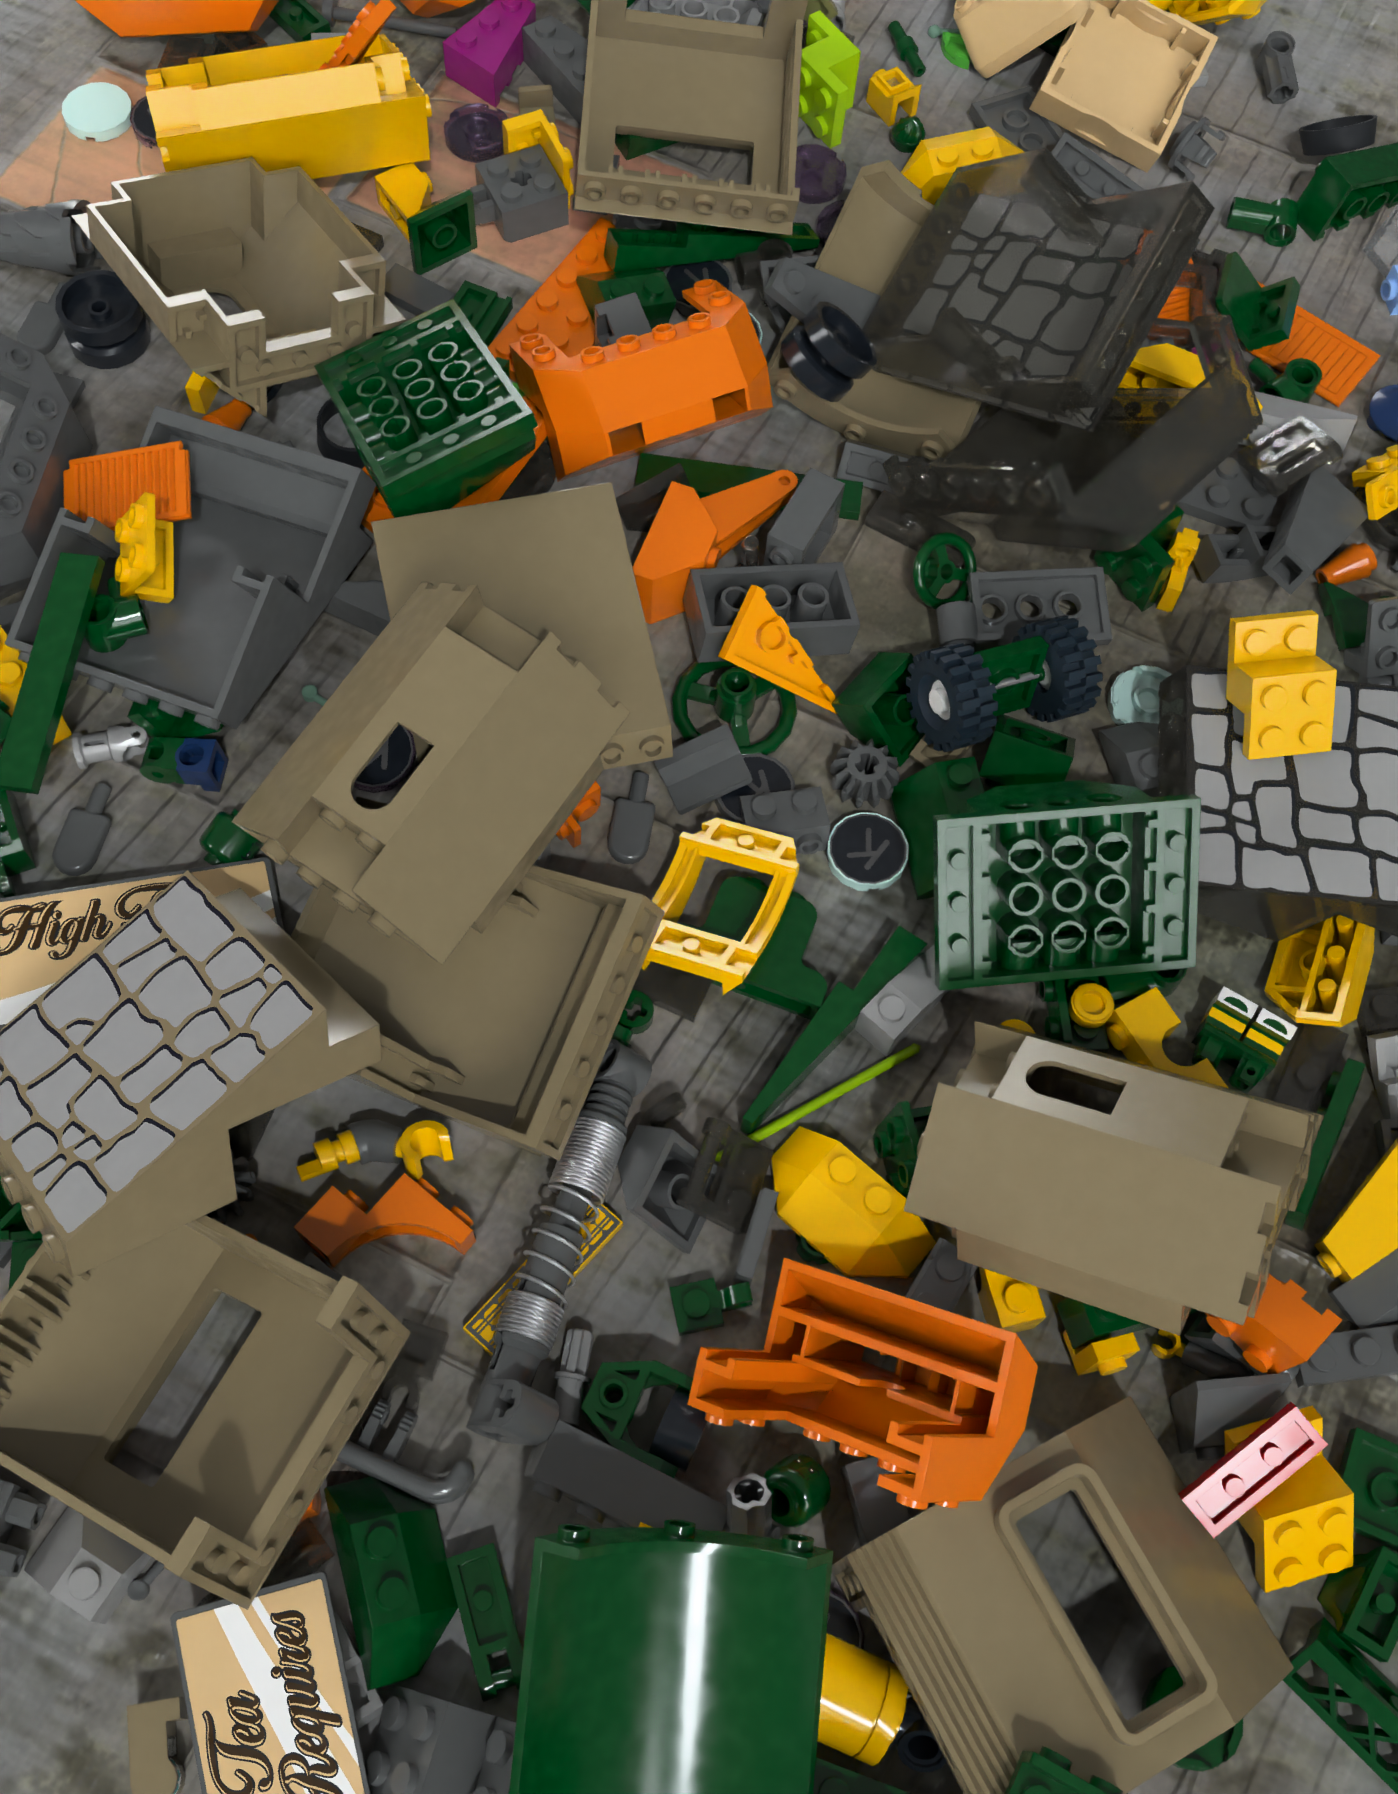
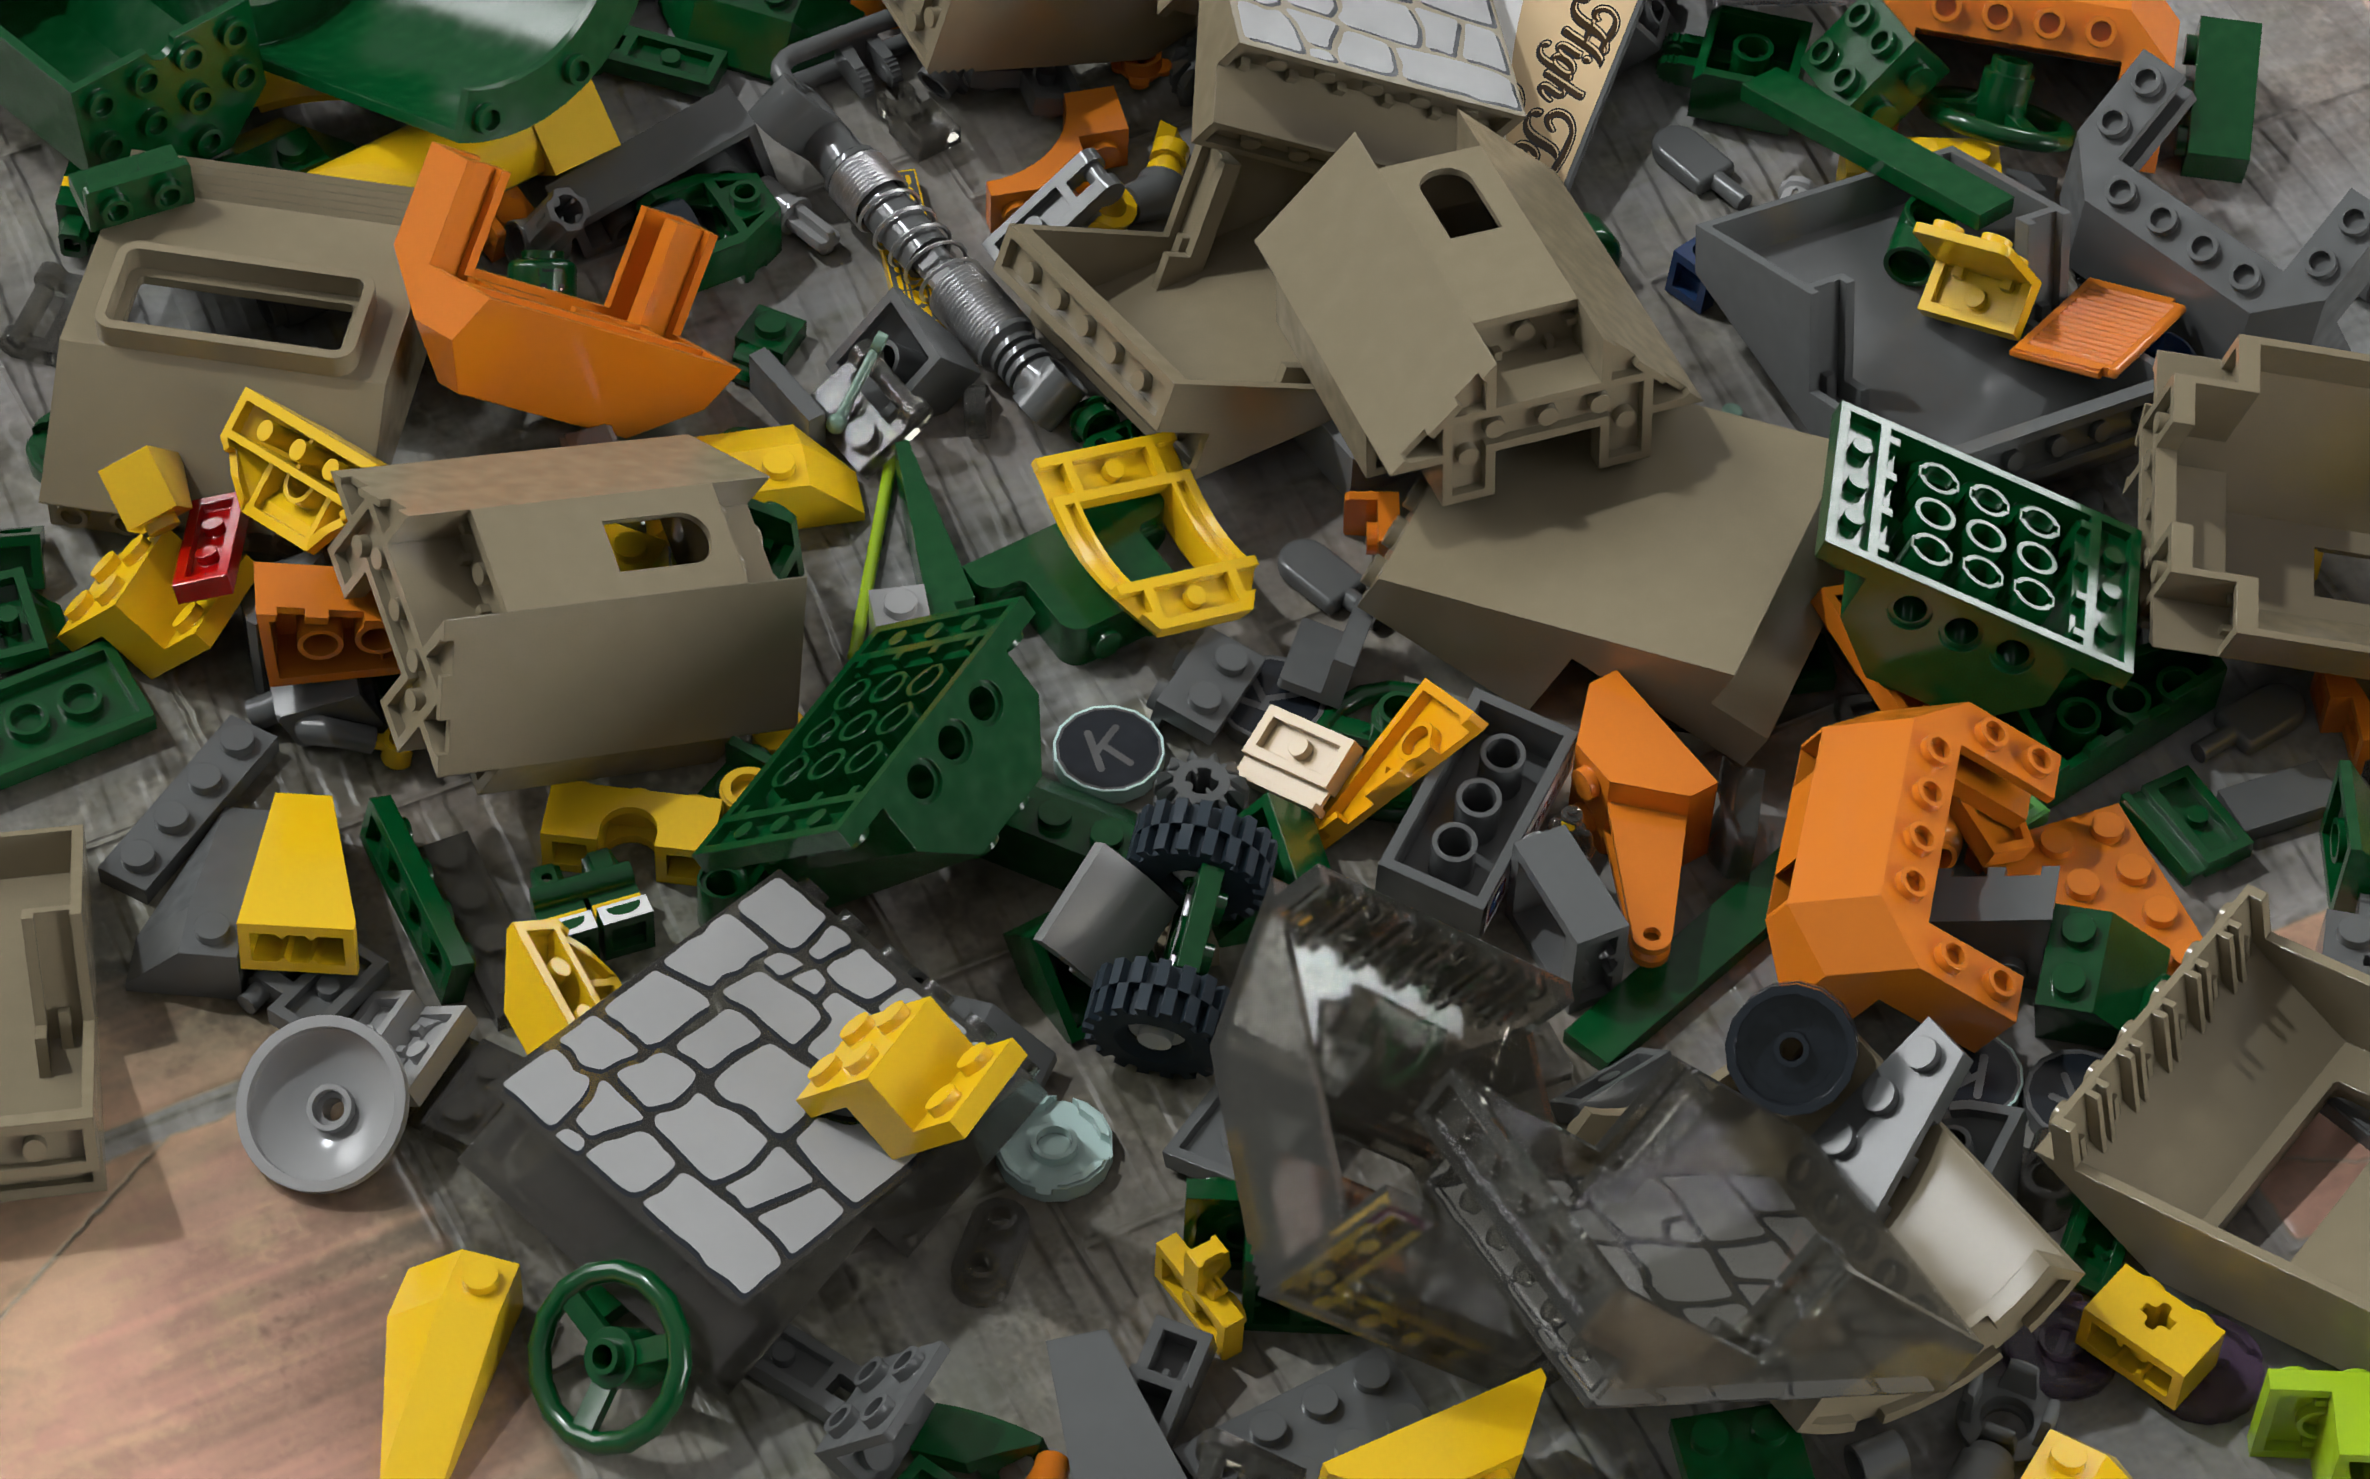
camera: 130 degrees right, 15 degrees down
(461, 1174) = (1059, 202): none -> plate
(692, 1179) = (837, 422): none -> sand green hinge
(803, 732) = (1297, 760): none -> tan plate
(832, 175) = (2150, 1336): none -> yellow brick
(1038, 726) = (1105, 914): none -> light grey slope
(1171, 1423) = (284, 470): none -> yellow wedge
(1263, 1548) = (148, 490): none -> yellow slope

